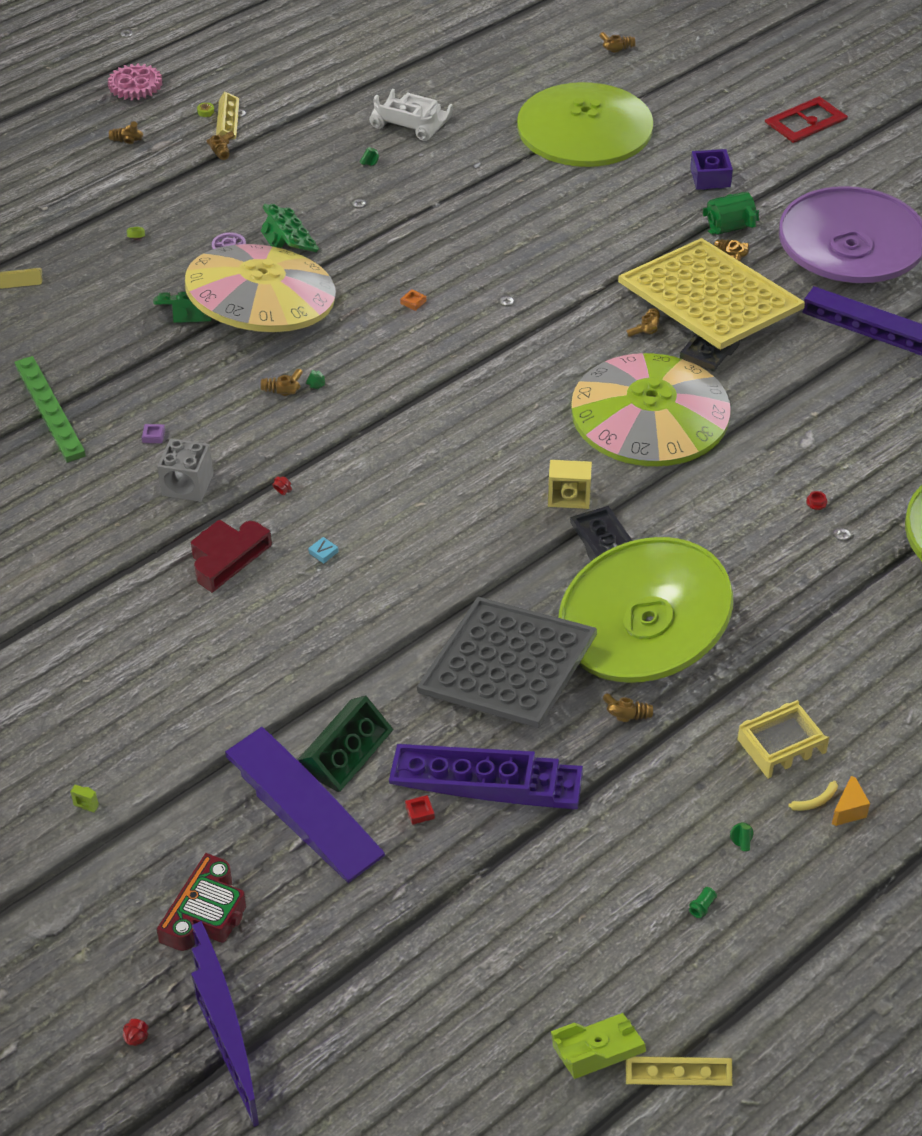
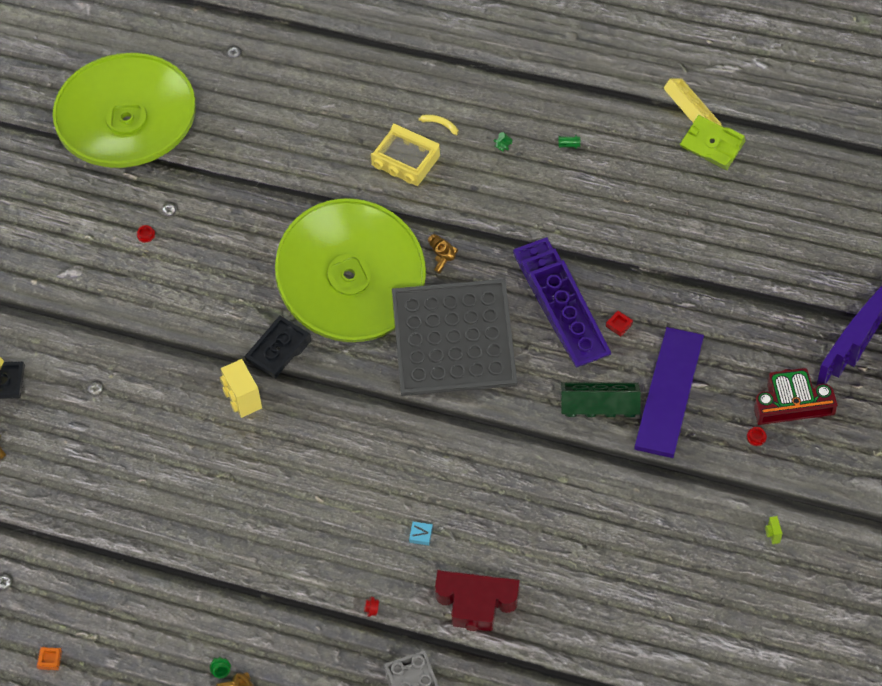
camera: 120 degrees left, 10 degrees up
(193, 850) = (756, 436): none -> red plate
(624, 421) = (104, 419): dish -> none
(852, 804) = (434, 100): light orange slope -> none

